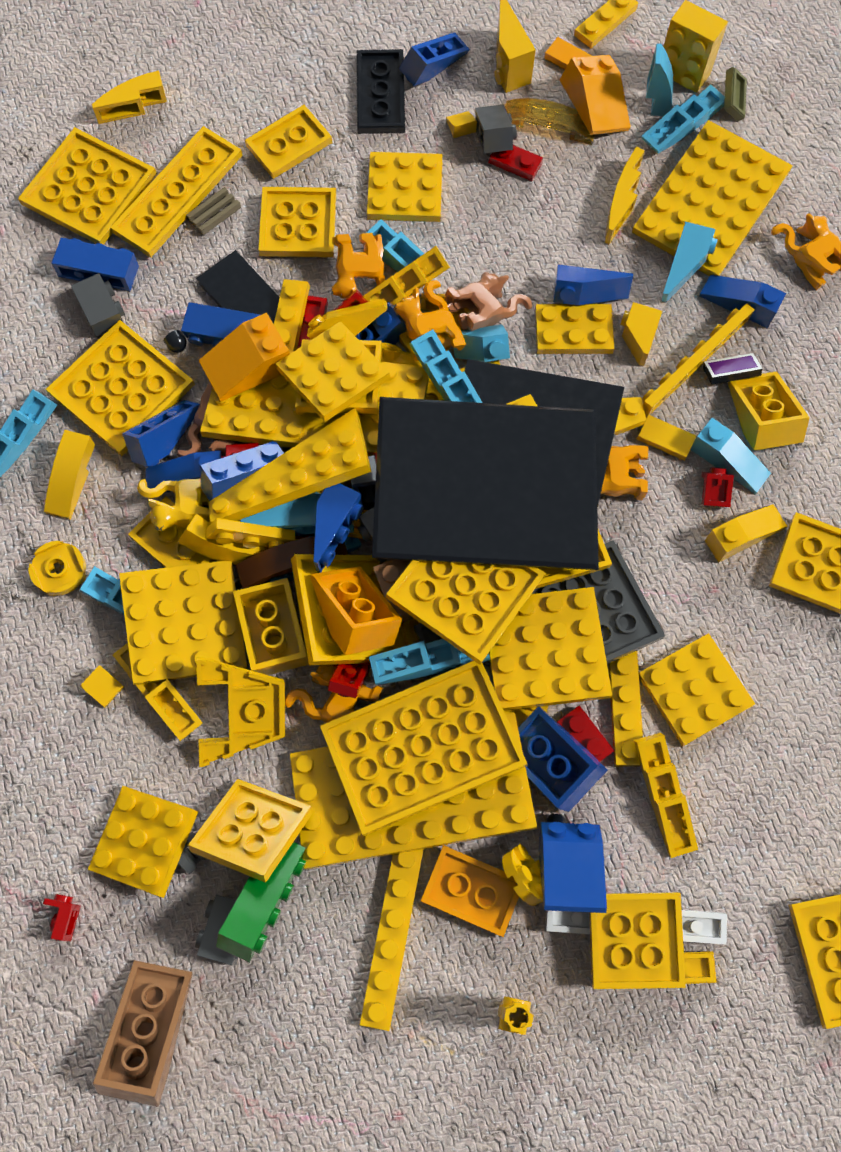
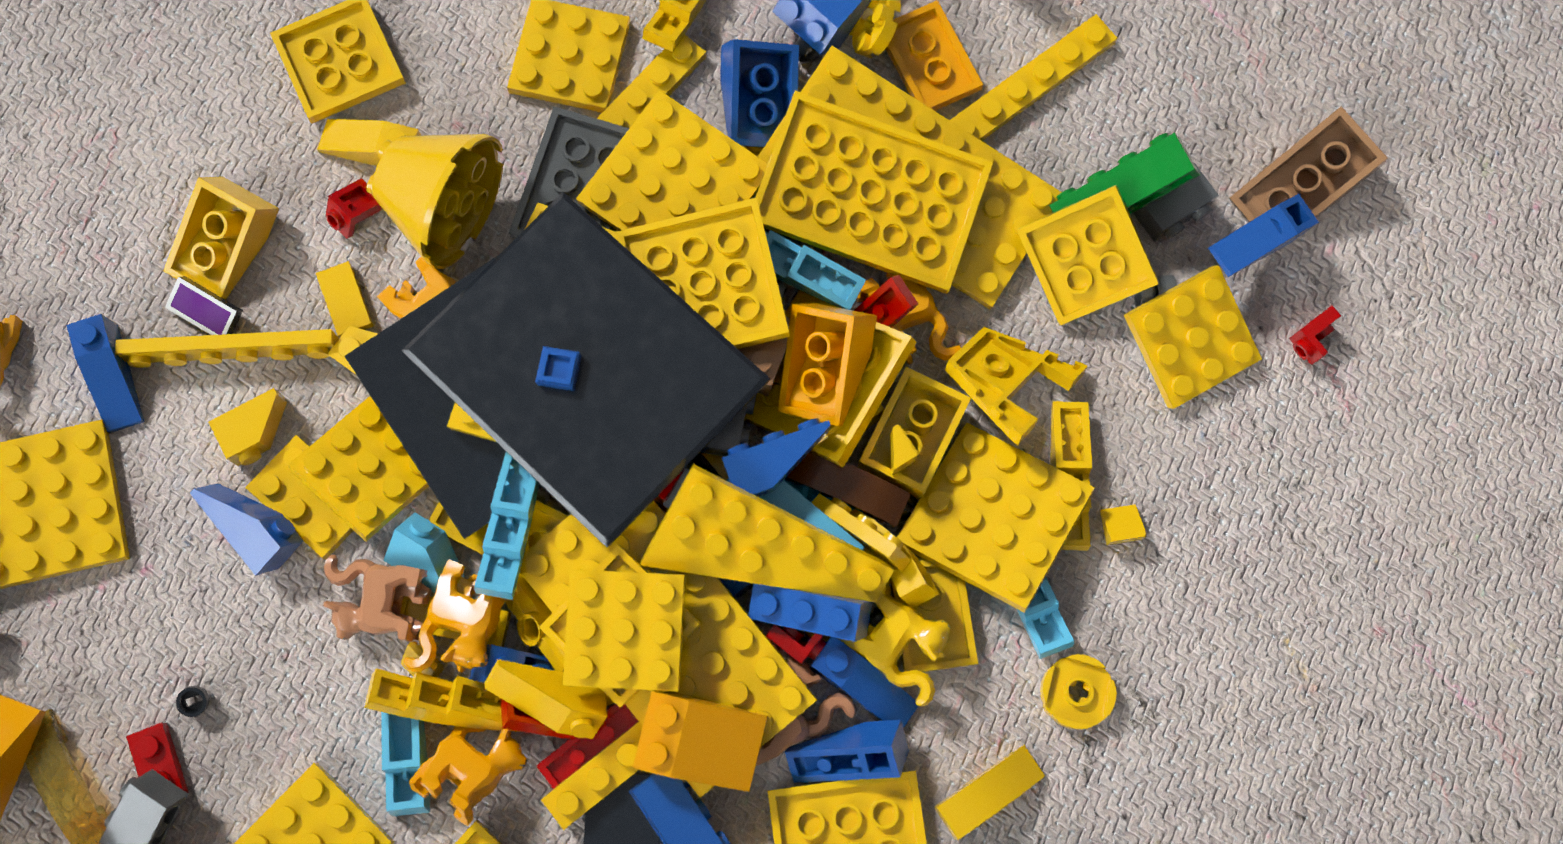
camera: 140 degrees left, 5 degrees up
(142, 945) = (1263, 235): none -> blue slope
(264, 598) = (902, 450): none -> yellow slope
(497, 463) = (558, 368): none -> blue tile
(524, 193) = (196, 708): none -> black hinge
(560, 349) = (361, 470): none -> yellow plate
(586, 733) = (707, 95): red plate -> none
(624, 195) = (103, 598): yellow slope -> none
(673, 517) = (438, 190): none -> yellow cone
(690, 255) = (112, 457): medium azure slope -> none
(726, 450) = (306, 226): medium azure slope -> none

